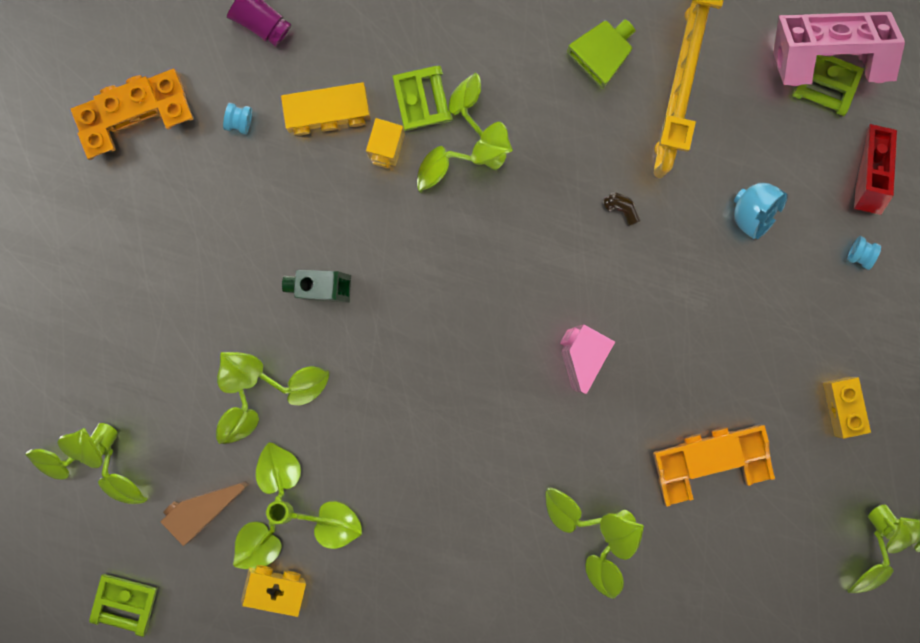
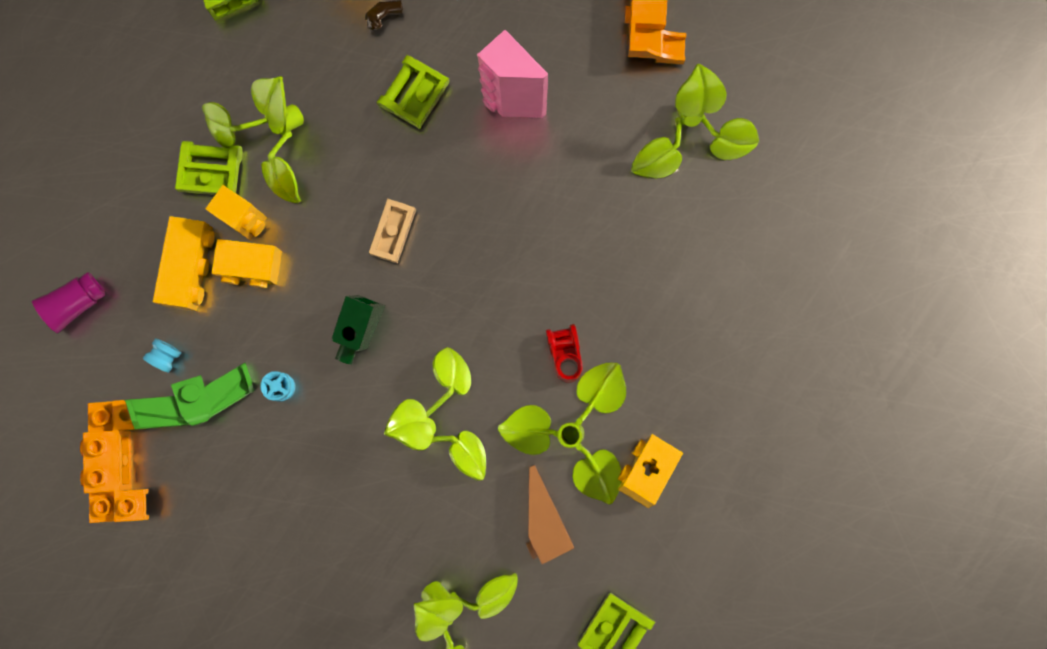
camera: 70 degrees left, 5 degrees down
(204, 162) = (191, 401): none -> bright green plate
(238, 230) = (272, 383): none -> medium azure wheel
(345, 165) = (246, 262): none -> yellow brick
(358, 481) = (565, 347): none -> red piece
(418, 287) = (392, 231): none -> tan plate
(553, 270) = (420, 96): none -> lime plate

